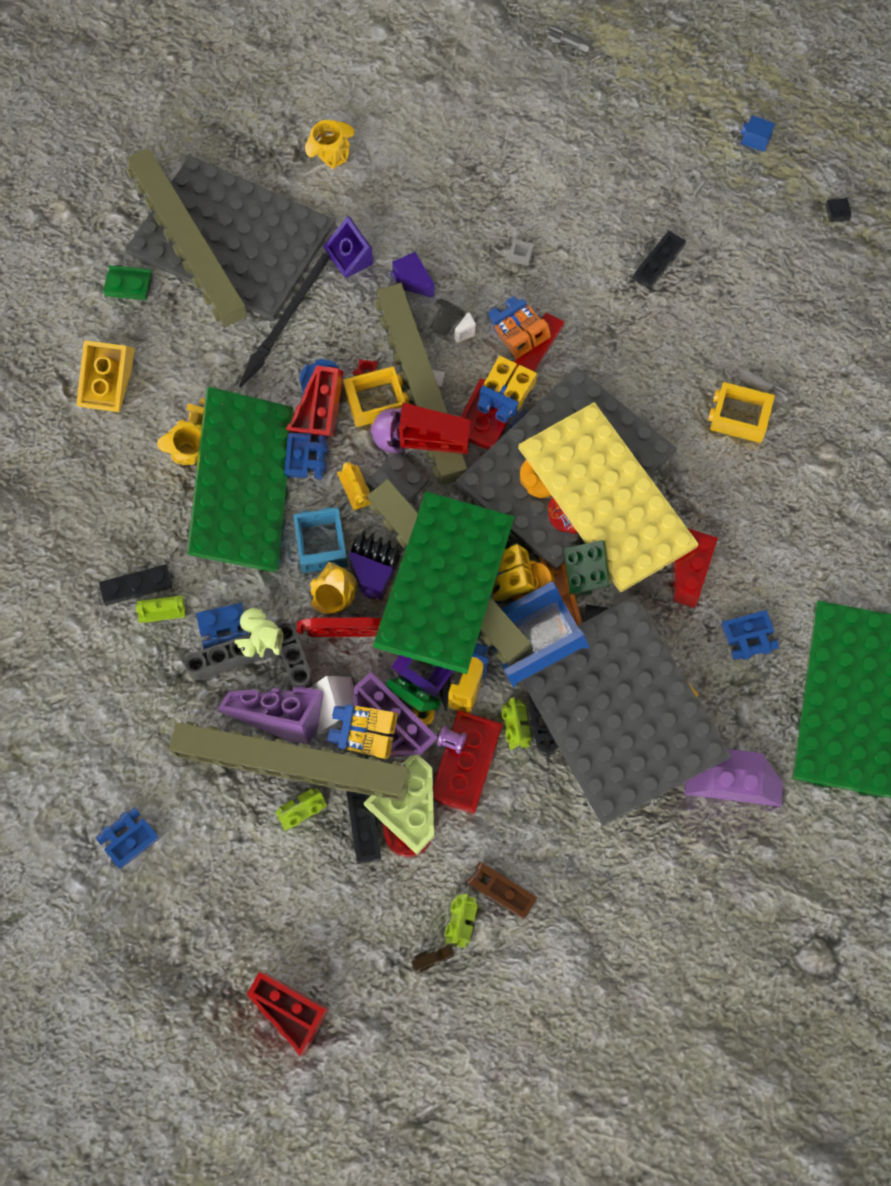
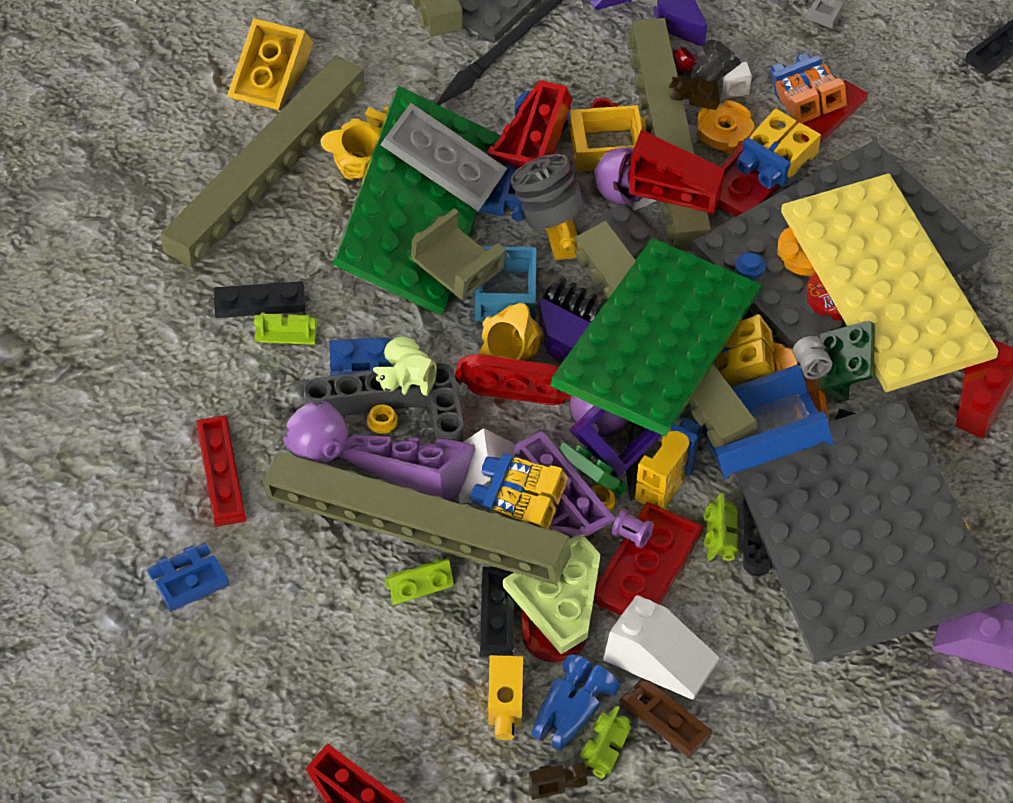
camera: 10 degrees right, 15 degrees down
(116, 462) = (262, 161): none -> olive brick
(134, 740) = (220, 471): none -> red tile
(202, 703) = (316, 432): none -> medium lavender cylinder
(248, 668) = (379, 413): none -> yellow plate
(254, 443) = (444, 156): none -> light grey plate
(279, 529) = (455, 257): none -> olive panel
(339, 457) = (548, 191): none -> dark grey wheel
(381, 889) = (505, 695): none -> yellow torso
(421, 315) = (684, 60): none -> red plate
(431, 897) = (572, 710): none -> blue piece
(439, 346) = (699, 92): none -> dark brown plate
(457, 380) = (725, 138): none -> light orange plate
(489, 838) = (659, 648): none -> white slope
(502, 499) = (750, 265): none -> blue plate
(562, 574) = (812, 358): none -> light grey wheel

